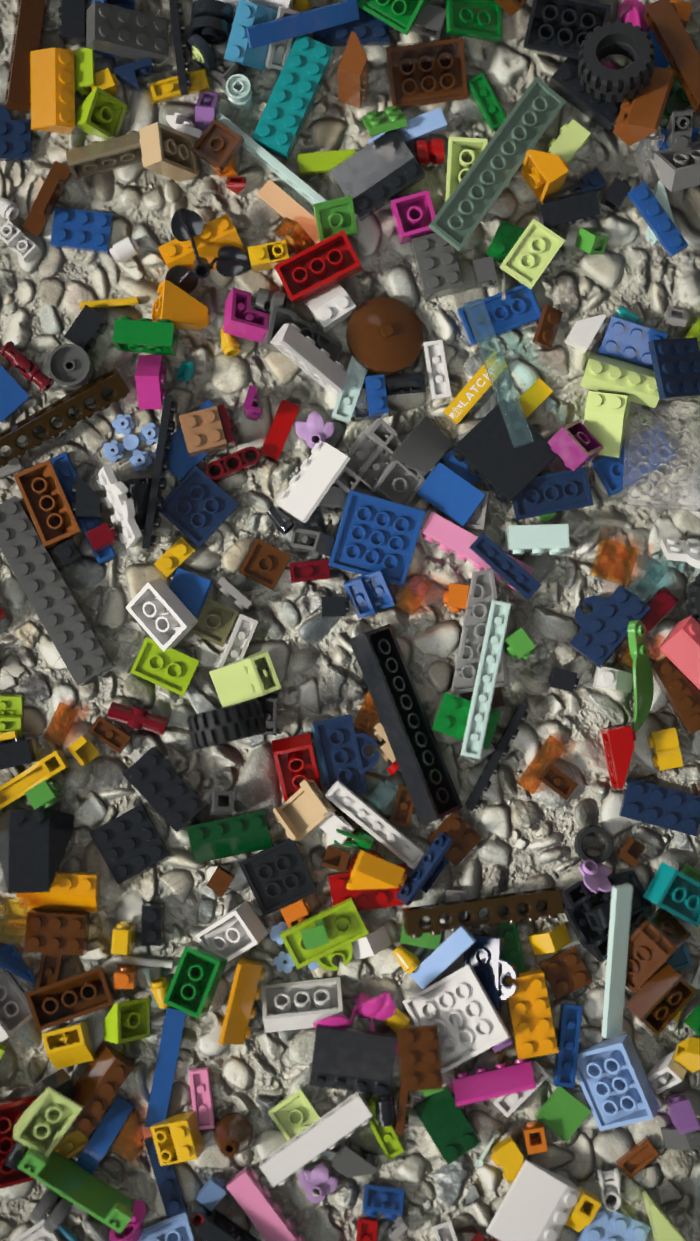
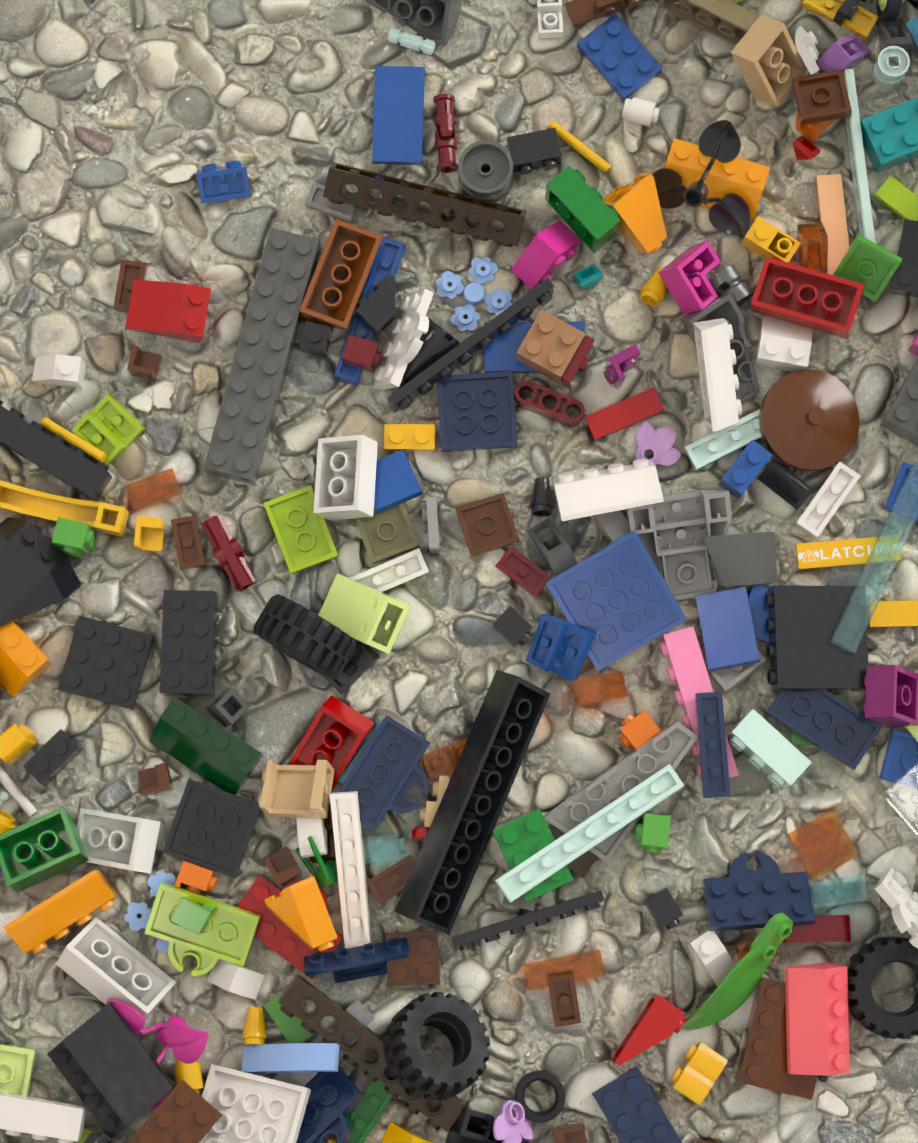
camera: 45 degrees right, 5 degrees down
(520, 851) = (462, 1030): none -> black tyre

